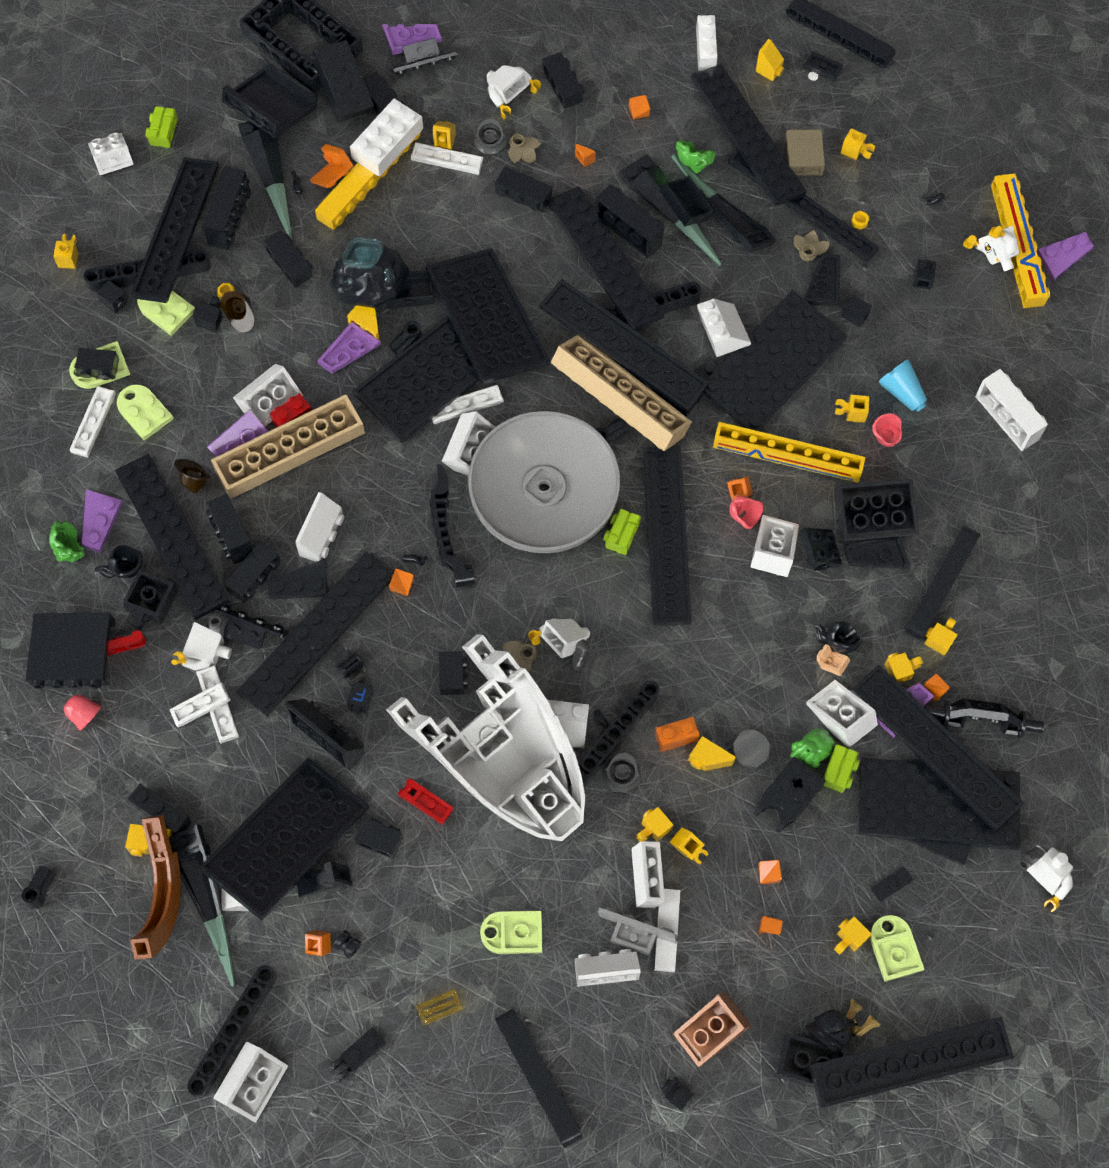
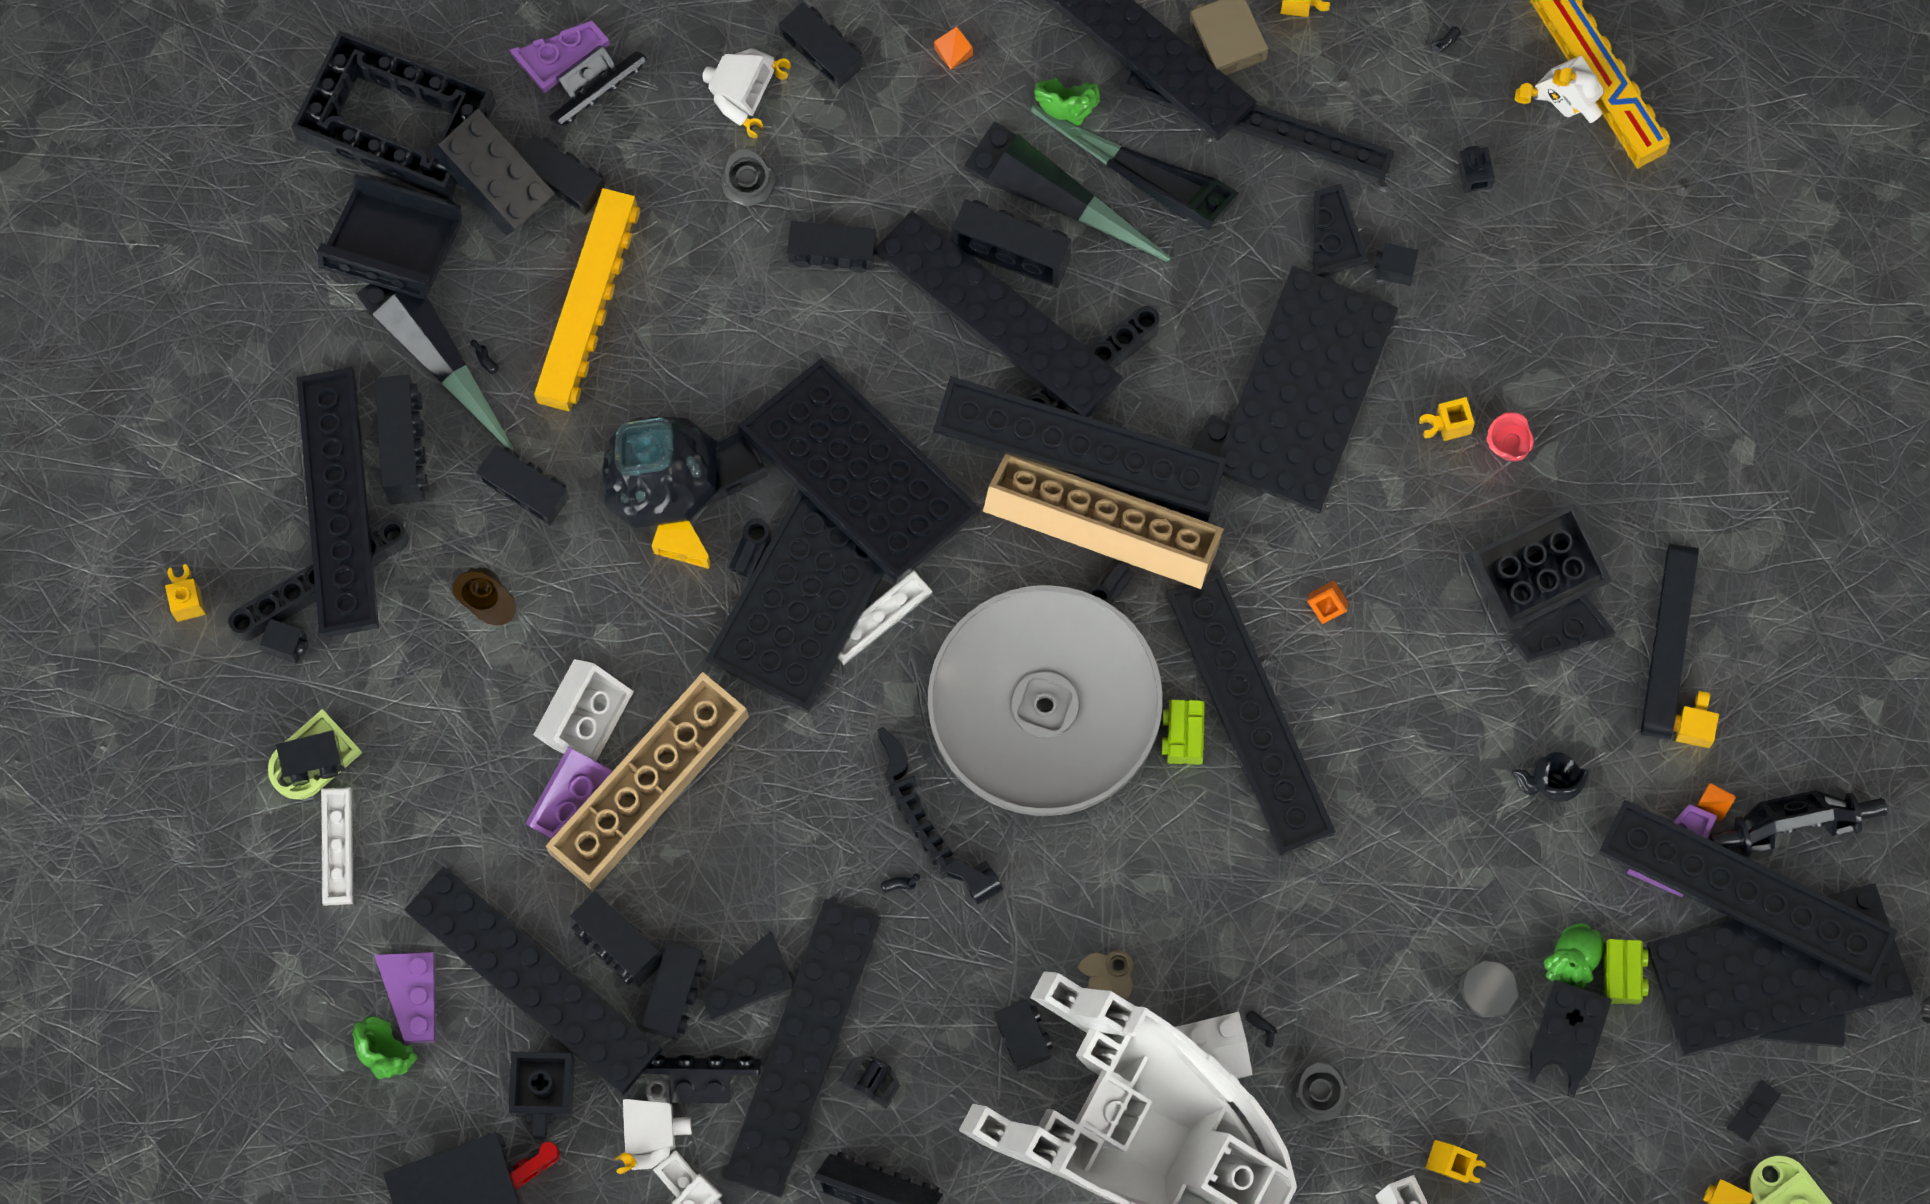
camera: 15 degrees left, 5 degrees up
(110, 153) = (180, 410): white bracket -> none
(122, 562) = (479, 1047): black hair -> none
(144, 411) = (407, 802): yellowish green plate -> none
(162, 127) = (241, 339): lime brick -> none
(168, 315) = (380, 644): yellowish green plate -> none
(191, 474) = (522, 875): dark brown piece -> none
(209, 315) = (441, 619): black brick -> none
(223, 288) = (450, 569): yellow tile -> none
(292, 409) = (631, 725): red brick -> none
(319, 528) = (747, 891): white slope -> none
(338, 166) = (534, 318): orange bracket -> none
(347, 348) = (670, 593): medium lavender wing -> none
(359, 697) = (905, 1121): black brick -> none
(386, 137) = (598, 241): white brick -> none
(401, 582) = (896, 926): orange slope -> none
(444, 134) = (678, 200): yellow slope -> none
(447, 158) = (695, 234): white tile -> none
(465, 440) = (905, 677): white slope -> none
(524, 150) = (808, 179): dark tan plate -> none
(565, 639) = (1165, 925): white torso -> none
(585, 155) = (901, 156): orange slope -> none
(619, 728) = (1293, 1028): black beam -> none
(655, 825) = (1397, 1150): yellow brick -> none
(676, 734) = (1377, 1007): orange brick -> none
(687, 201) = (1084, 178): black container -> none
(709, 756) = (1434, 1021): yellow slope -> none
(723, 326) = (1213, 361): white slope -> none
(752, 508) = (1361, 635): coral hair -> none
(769, 872) = (1580, 1158): orange slope -> none
(775, 546) = (1412, 672): white slope -> none
(789, 452) = (1380, 523): yellow brick -> none
(810, 244) = (1291, 180): dark tan plate -> none
(821, 548) = (1479, 653): black plate -> none
(832, 661) = (1556, 816): light nougat bracket -> none
(843, 713) = (1598, 888): white slope -> none
(860, 220) = (1350, 114): yellow tile -> none
(901, 667) = (1654, 790): yellow brick -> none
(905, 386) = (1510, 359): medium azure cone -> none
(1011, 409) = (1677, 341): white brick -> none
(1063, 254) = (1667, 61): medium lavender wing -> none

